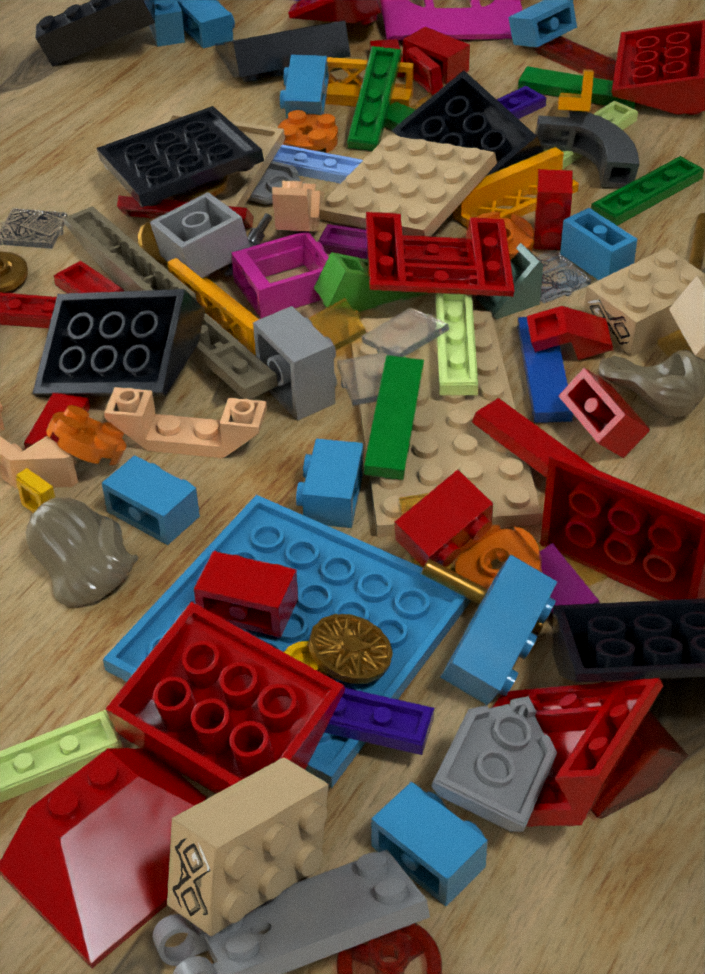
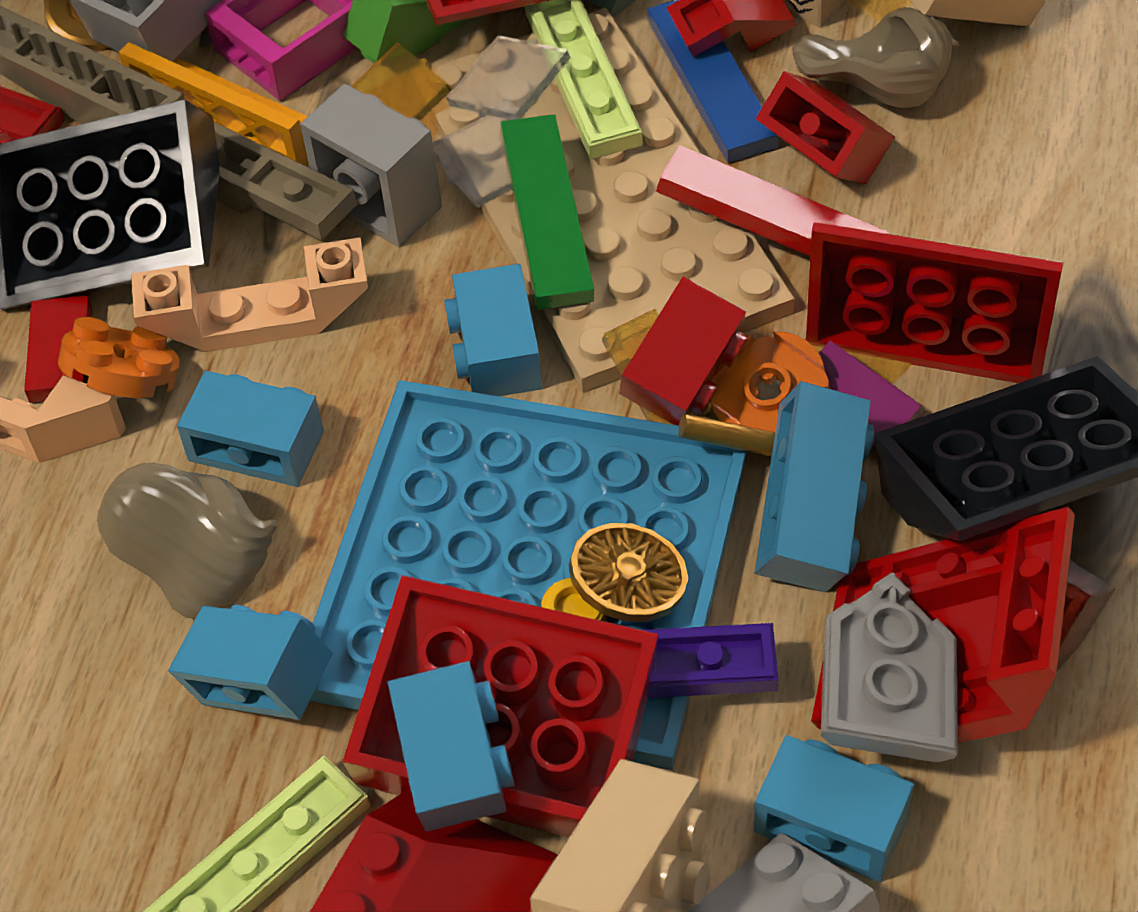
camera: 15 degrees left, 10 degrees up
(33, 490) = (81, 465): yellow tile -> none
(82, 635) = (251, 661): none -> dark azure brick
(172, 715) = (448, 745): none -> dark azure brick
(248, 592) = (457, 533): red brick -> none

